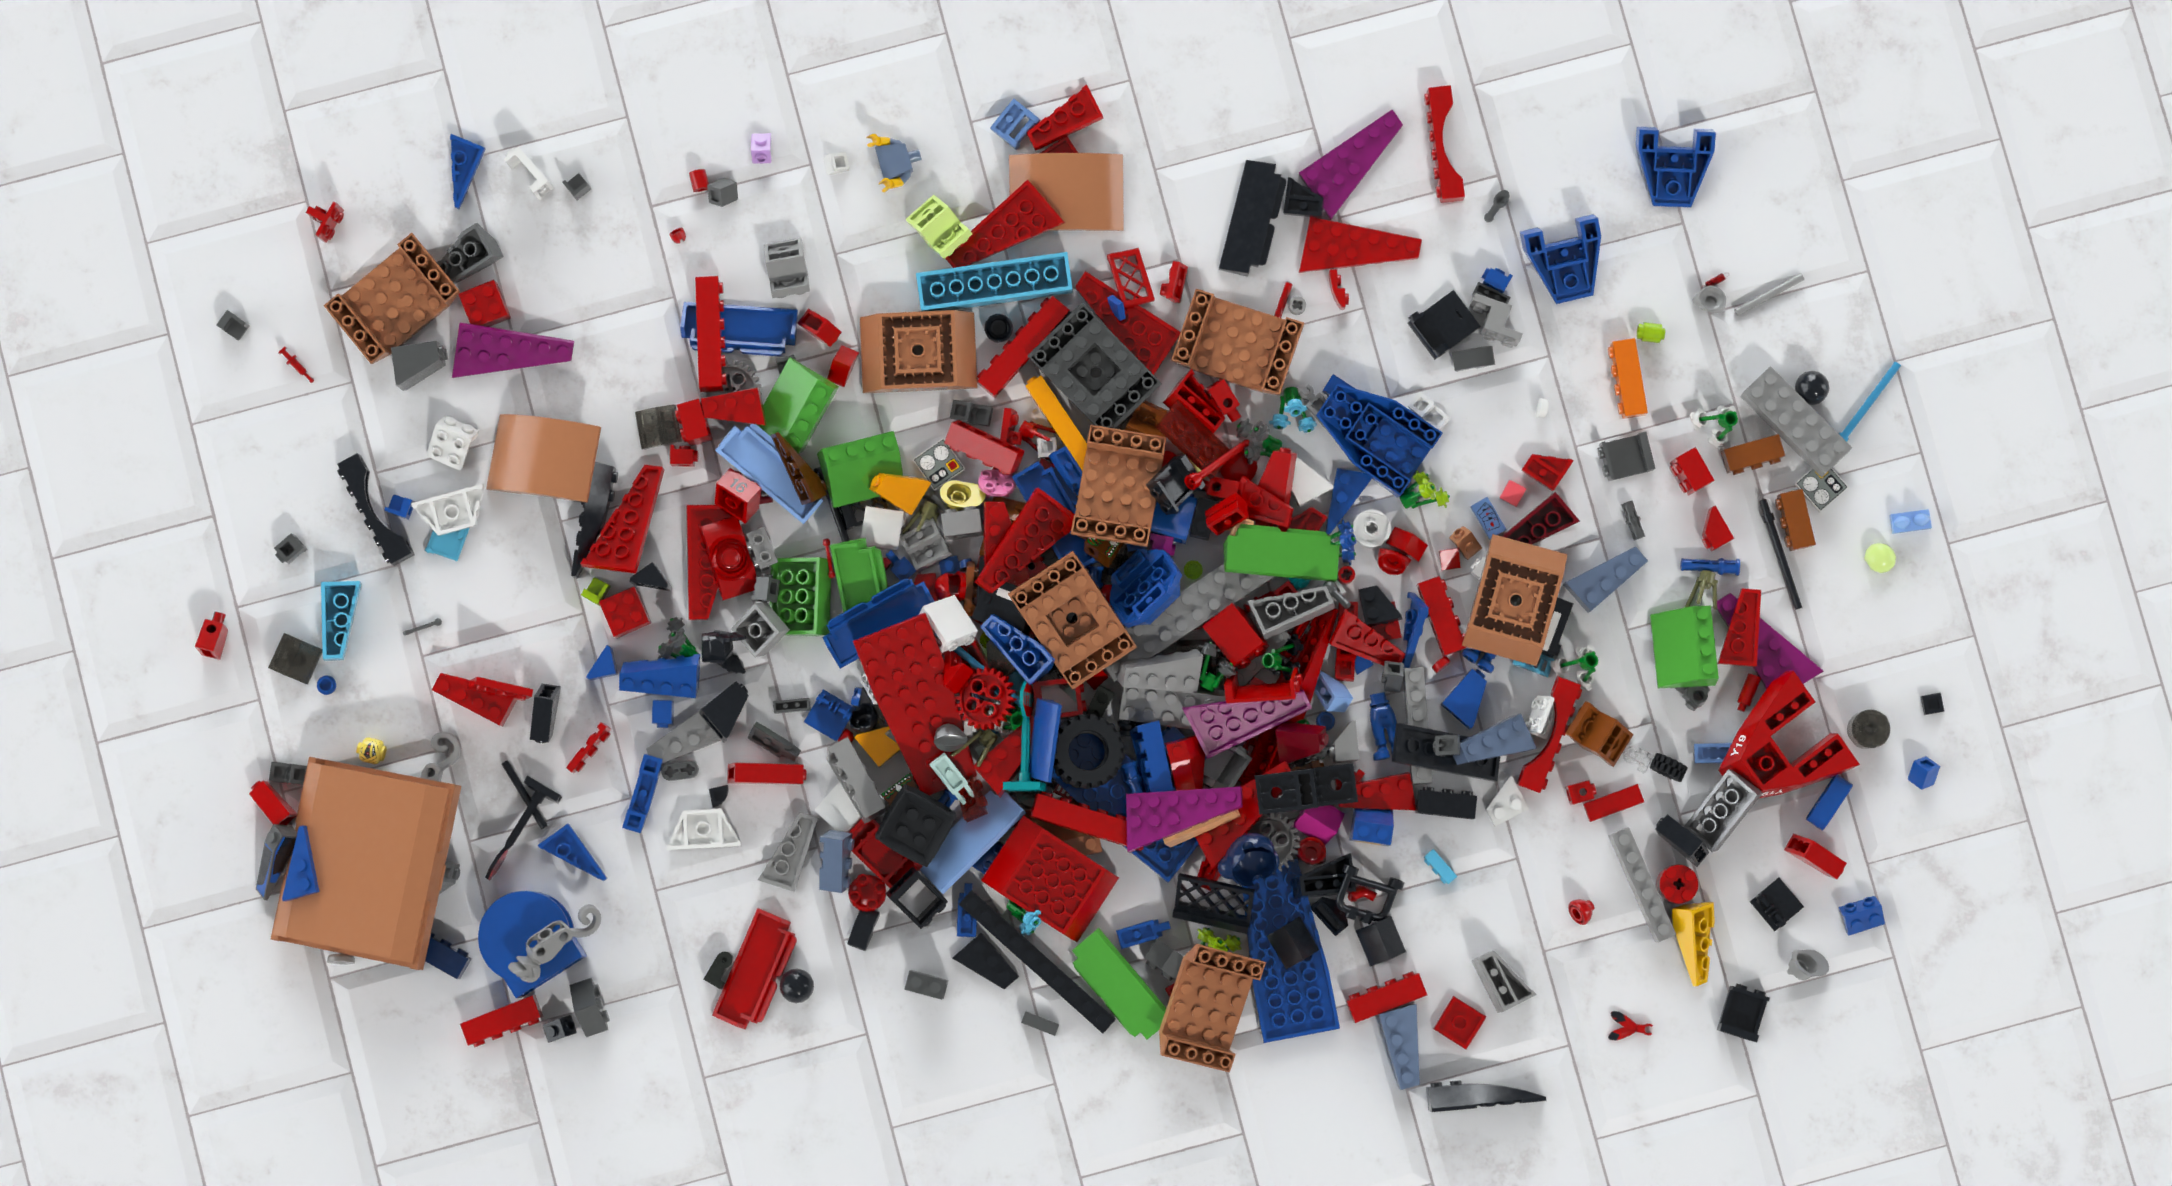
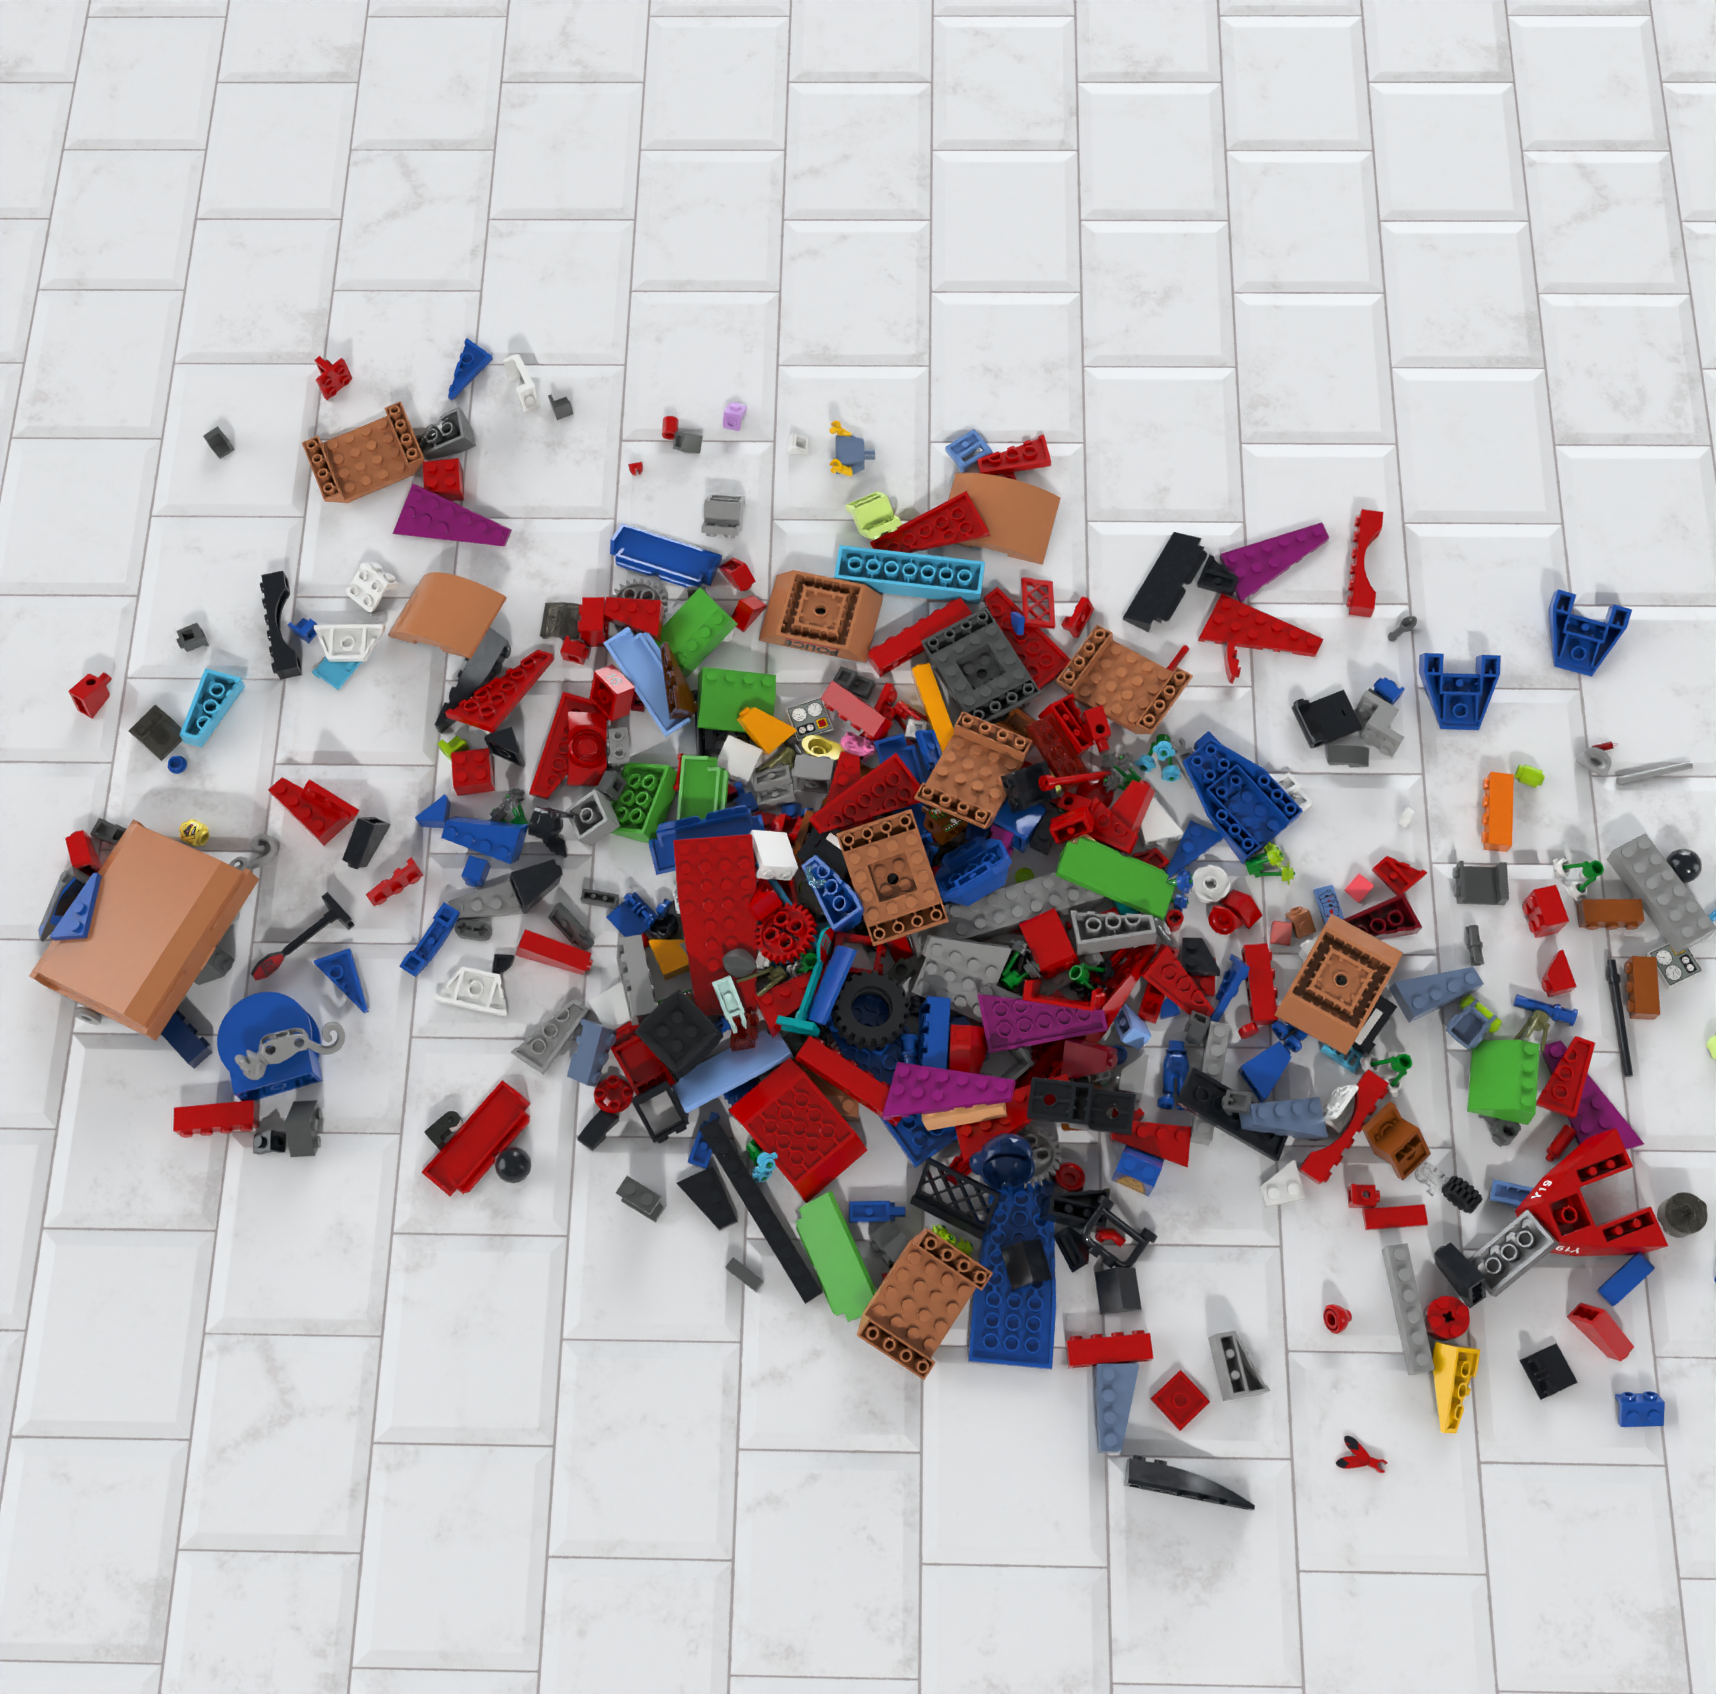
camera: 20 degrees right, 15 degrees down
(298, 367) = (258, 484): red piece -> none
(417, 362) = (365, 509): dark grey slope -> none
(437, 622) = (299, 737): dark grey hinge -> none
(523, 793) = (319, 911): black bar -> none
(709, 334) = (634, 550): red brick -> none
(995, 640) = (811, 879): none -> clear light blue piece
(998, 328) = (902, 614): black hair -> none
(1296, 311) = (1190, 662): light grey bush -> none
(1319, 822) = (1085, 1149): dark pink slope -> none
(1439, 867) = (1198, 1231): medium azure piece -> none
(1446, 803) = (1220, 1169): black brick -> none
(1646, 599) = (1472, 1023): none -> sand blue piece
(1743, 1012) = (1489, 1477): black panel -> none
(1807, 964) = (1570, 1445): light grey piece -> none

